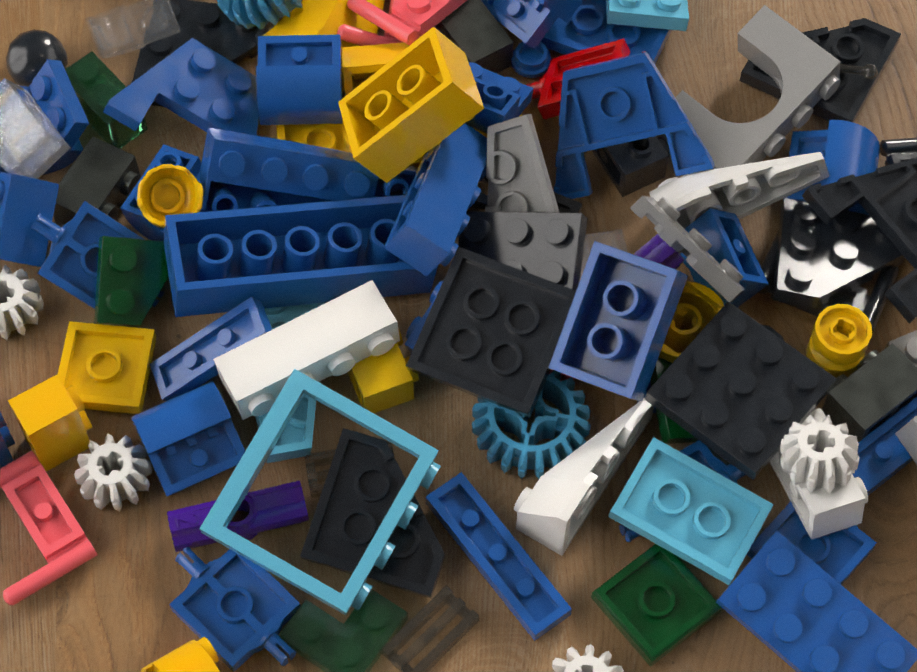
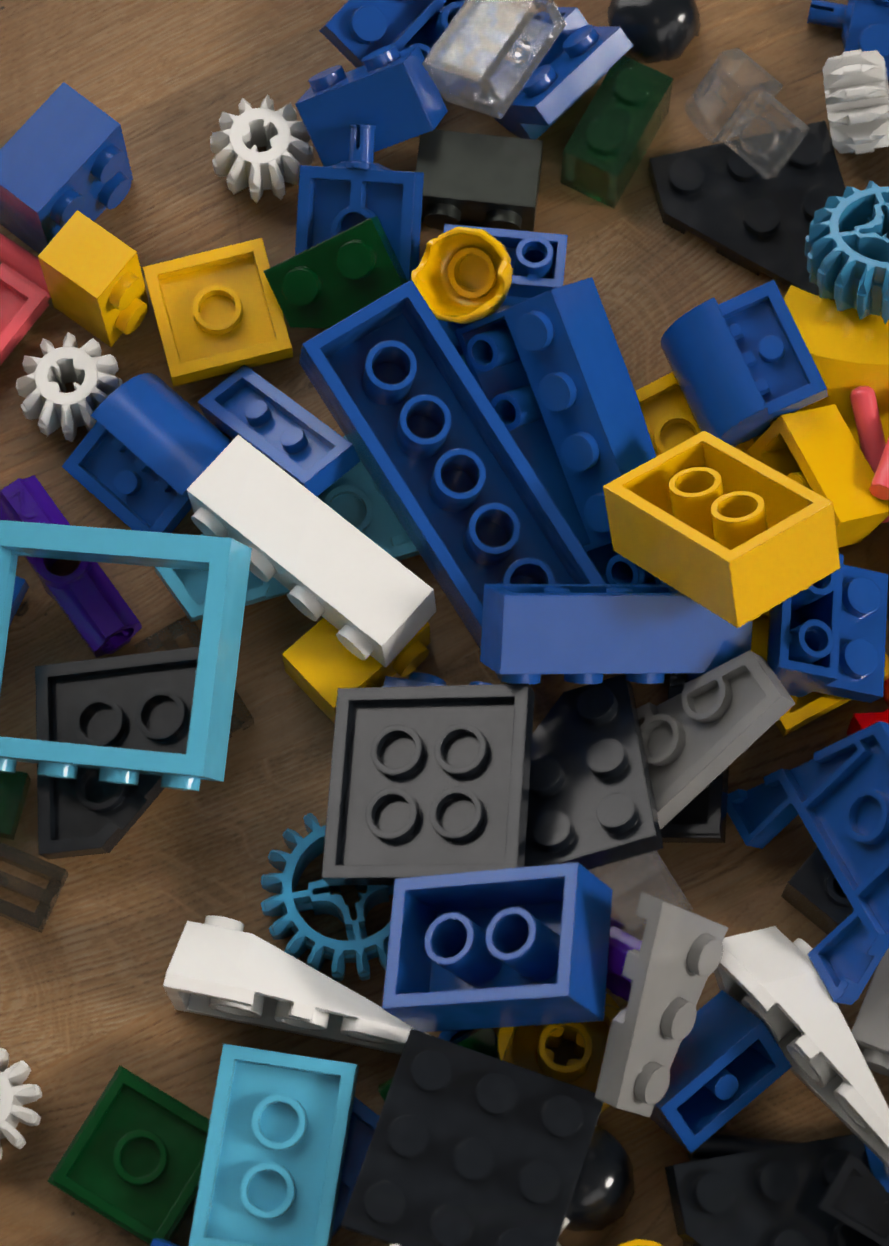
camera: 70 degrees right, 10 degrees up
(196, 87) = (685, 237): blue wing -> none
(498, 556) = (132, 921): blue plate -> none

